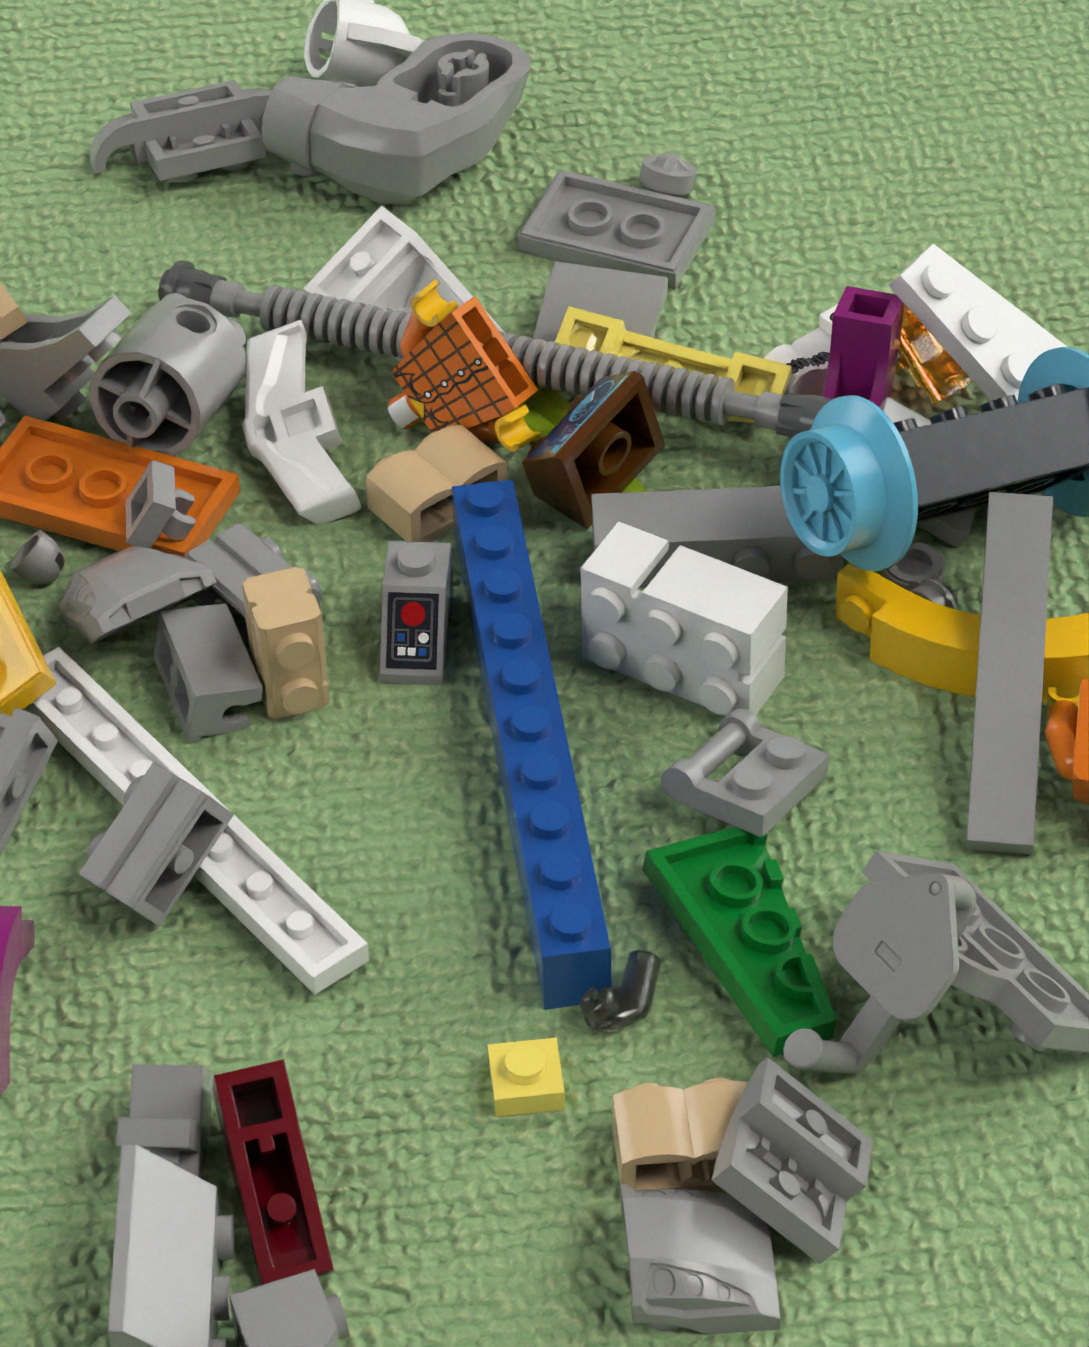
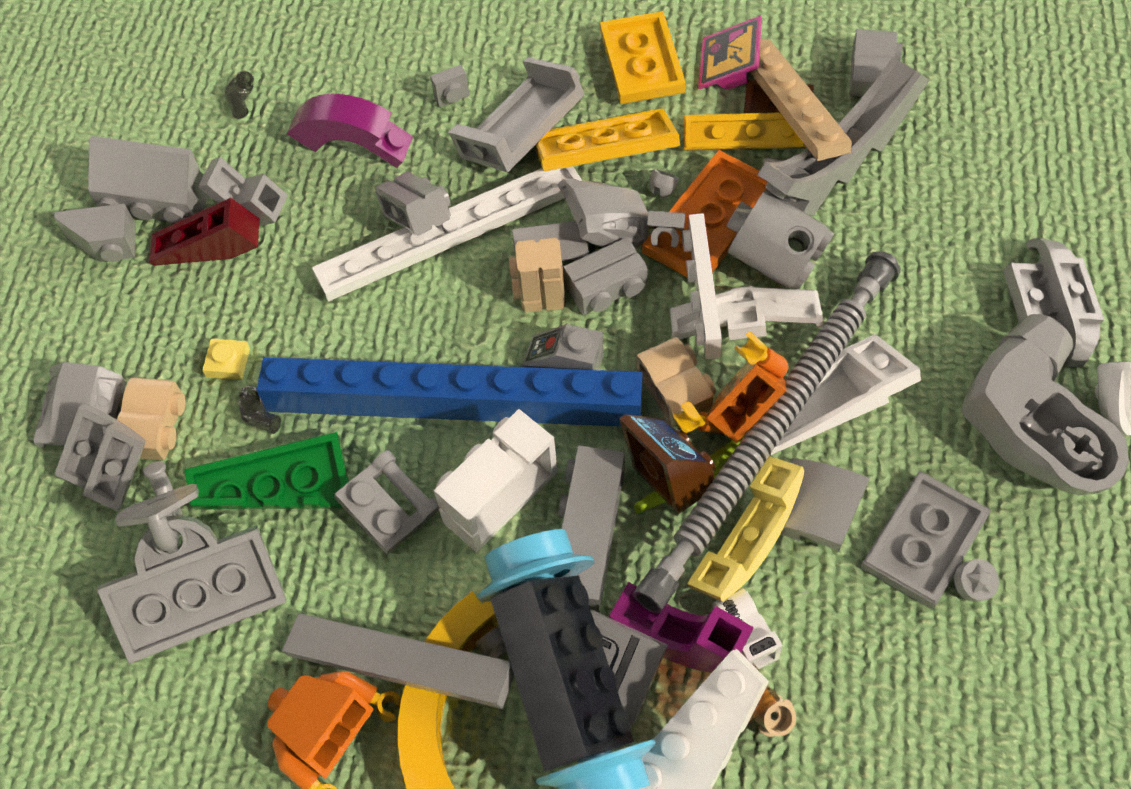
camera: 105 degrees right, 15 degrees up
(277, 444) = (703, 299): none -> white plate

